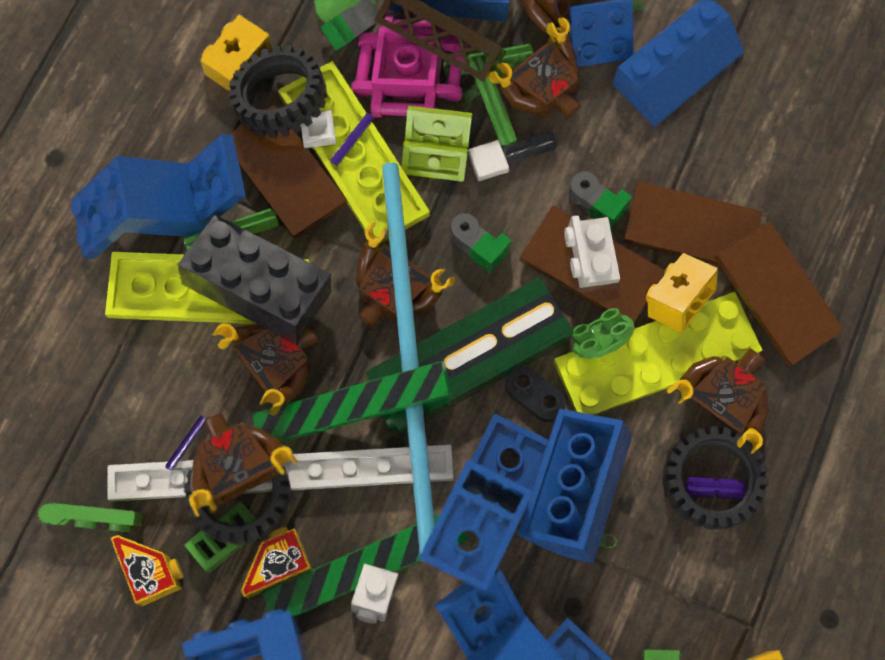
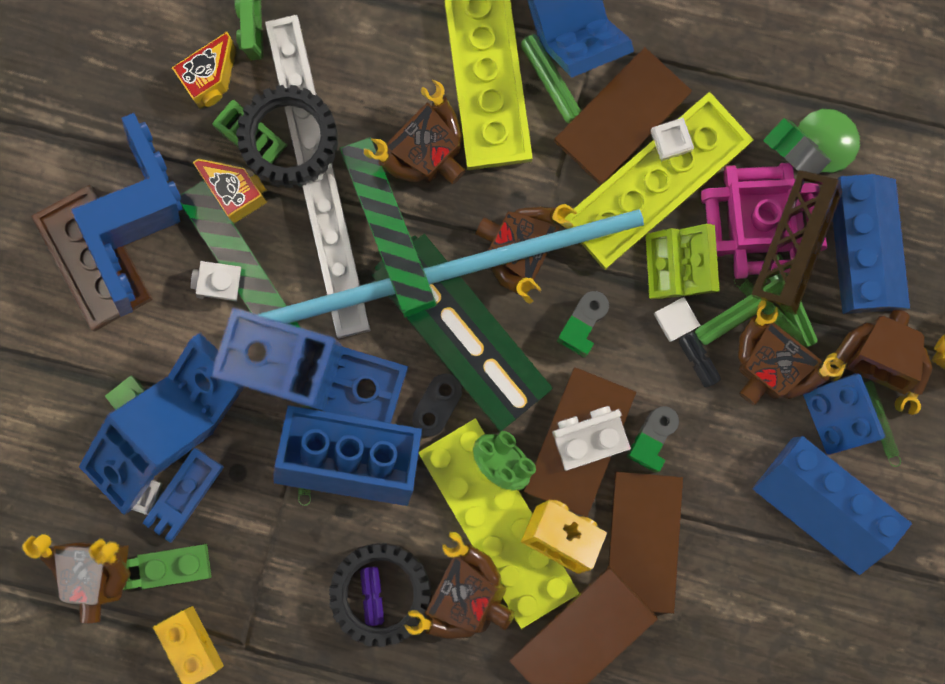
camera: 85 degrees right, 10 degrees up
(185, 444) = (320, 77): dark purple piece -> none
(234, 462) = (303, 122): torso -> none
(235, 45) = (725, 42): yellow brick -> none
(255, 278) = (495, 108): black brick -> none
(269, 66) = (714, 62): black tyre -> none
(352, 139) = (669, 176): dark purple piece -> none

